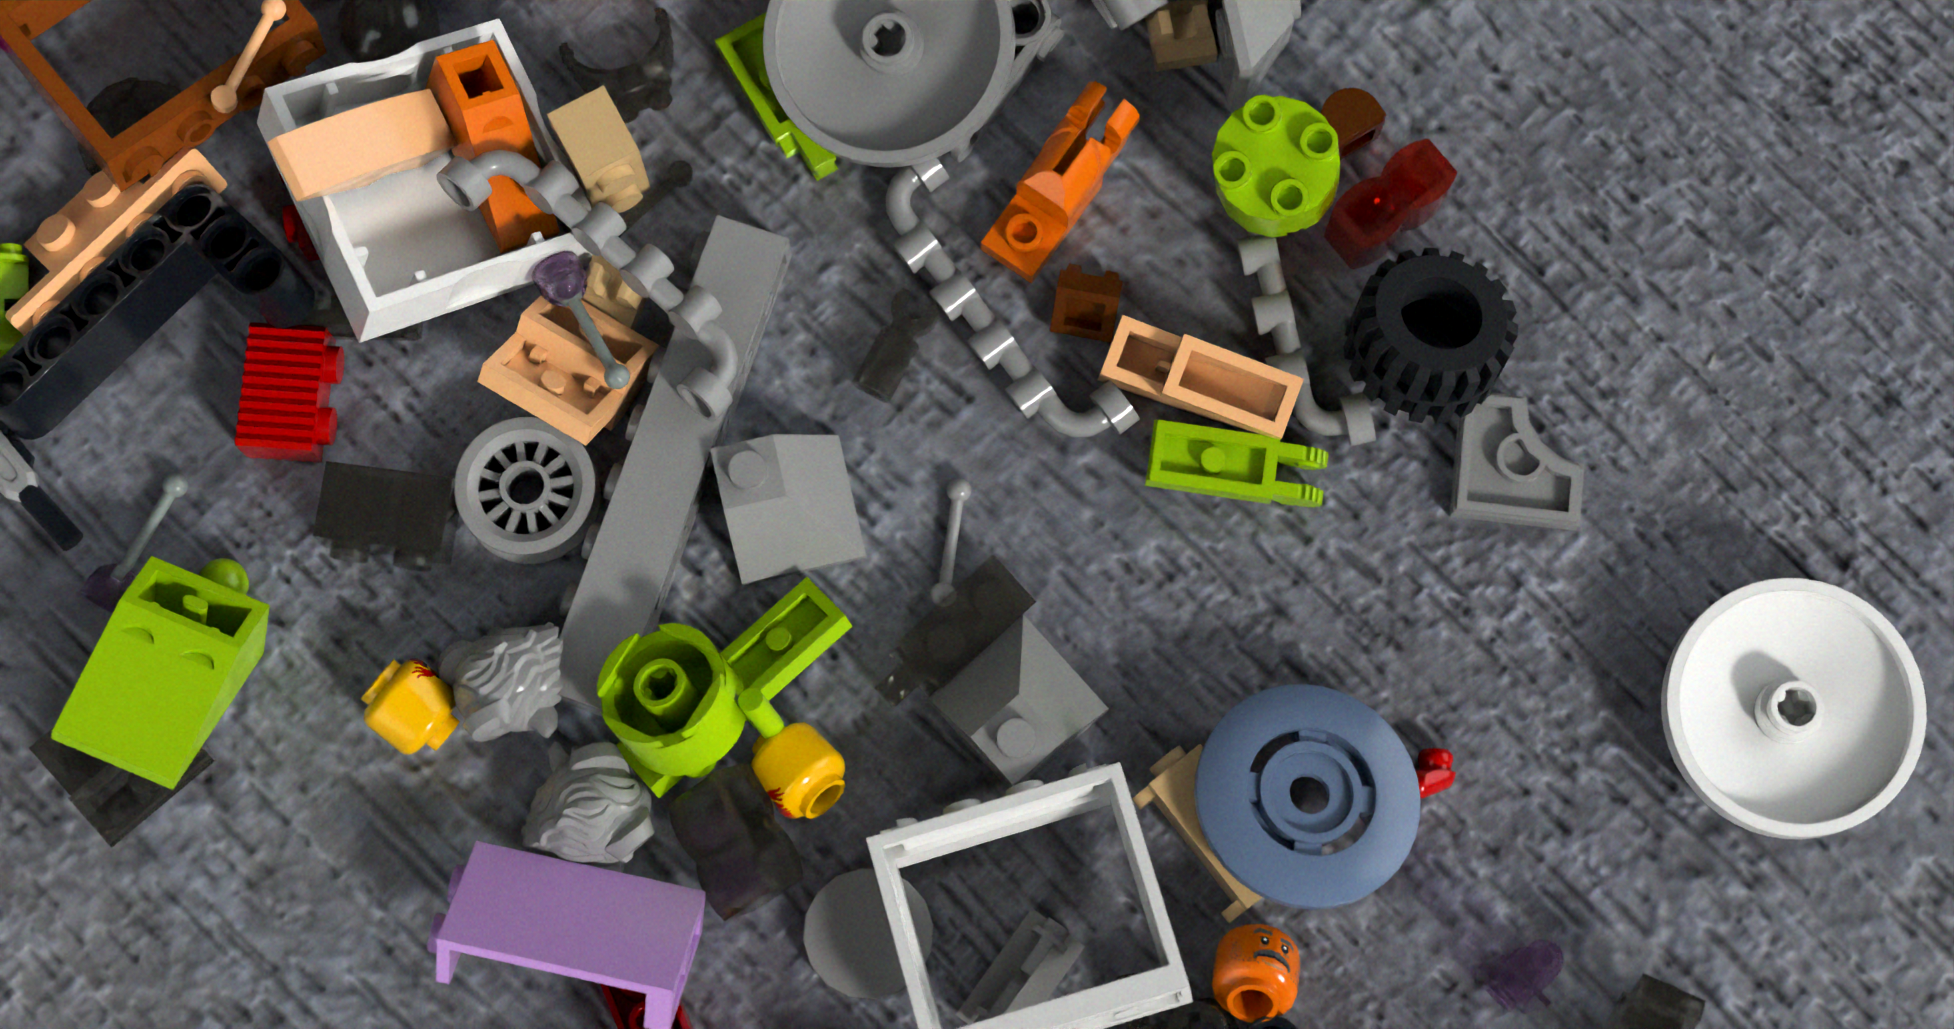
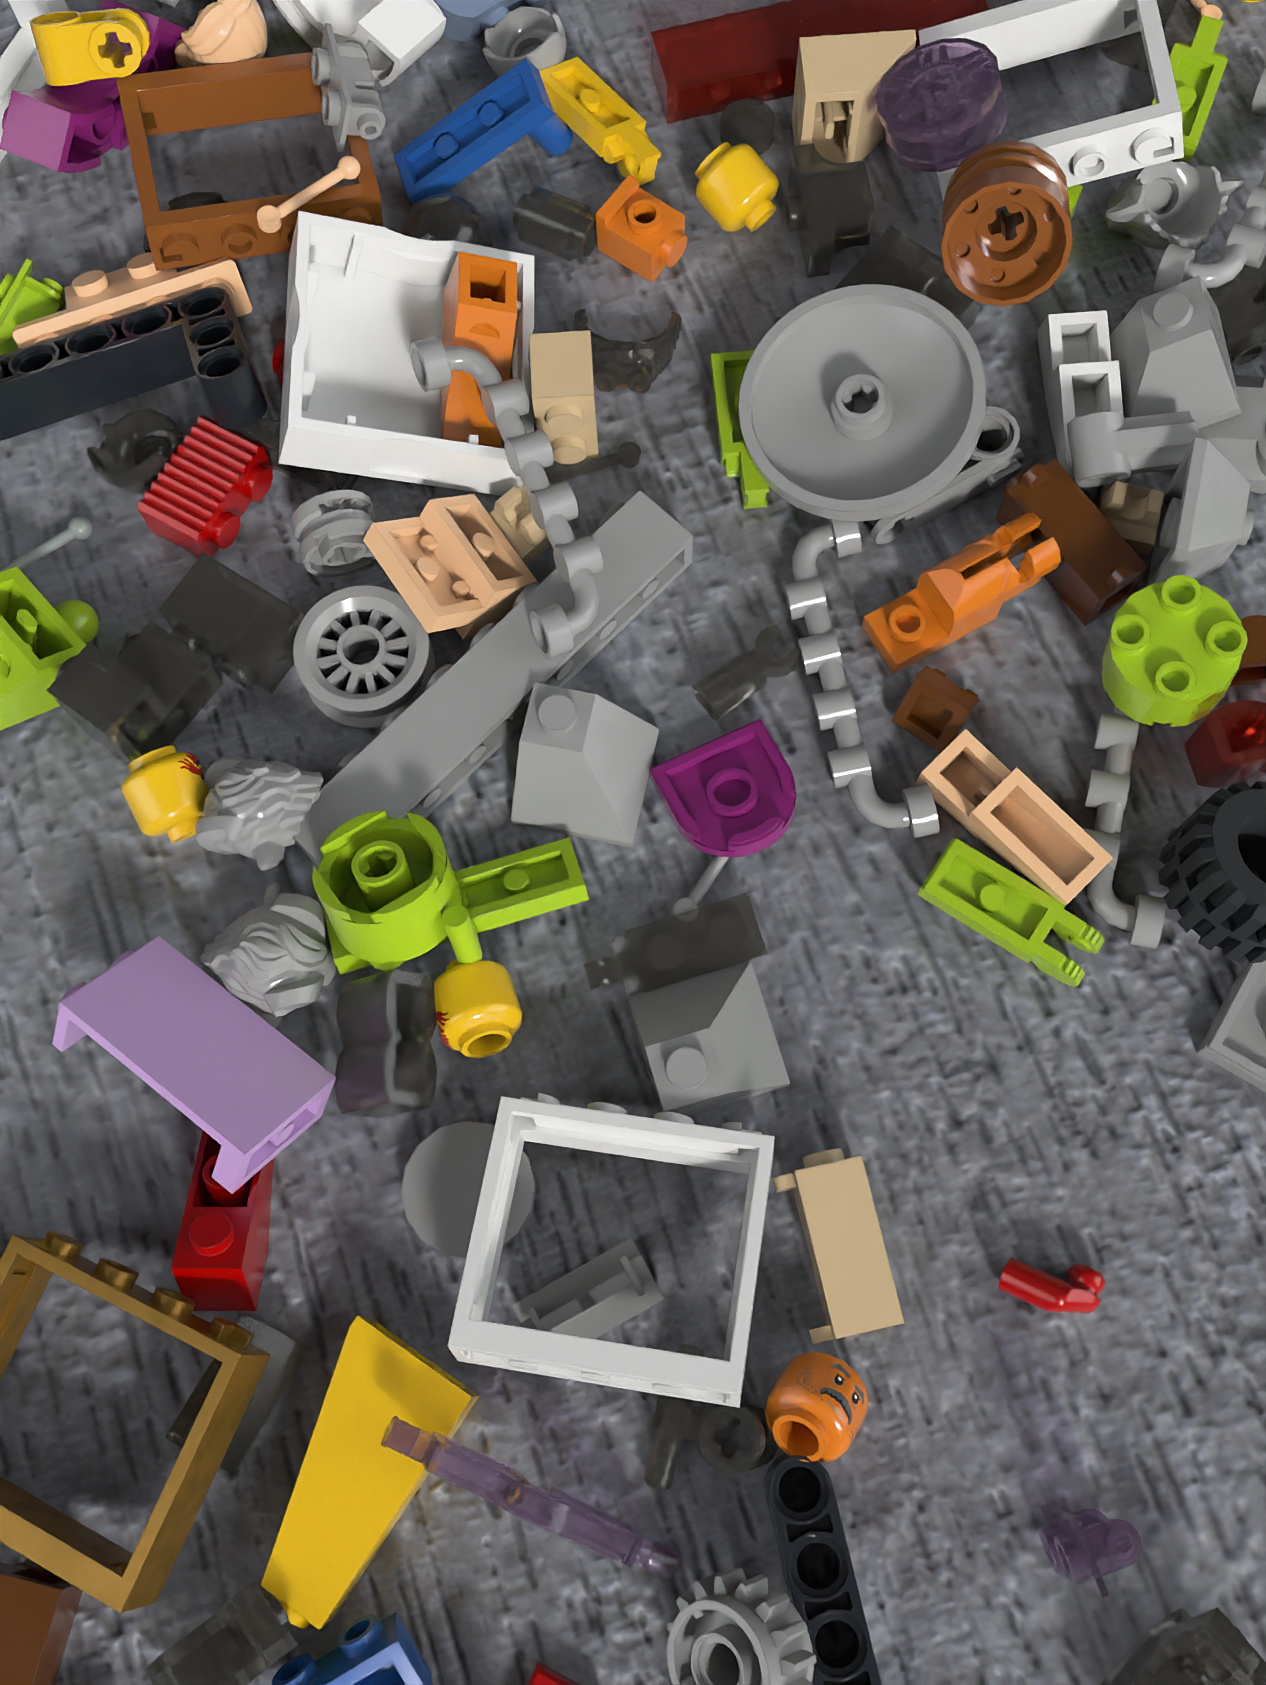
camera: 30 degrees right, 5 degrees down
(198, 384) = (135, 450): none -> clear smoke hair
(333, 624) = (138, 698): none -> clear smoke brick
(362, 145) = (355, 291): light nougat slope -> none
(441, 382) = (335, 534): none -> light grey wheel
(563, 284) = (479, 490): hinge -> none
(933, 467) = (729, 792): none -> magenta tile
(1167, 95) = (1096, 561): none -> reddish brown brick
(1272, 842) = (893, 1294): sand blue piece -> none

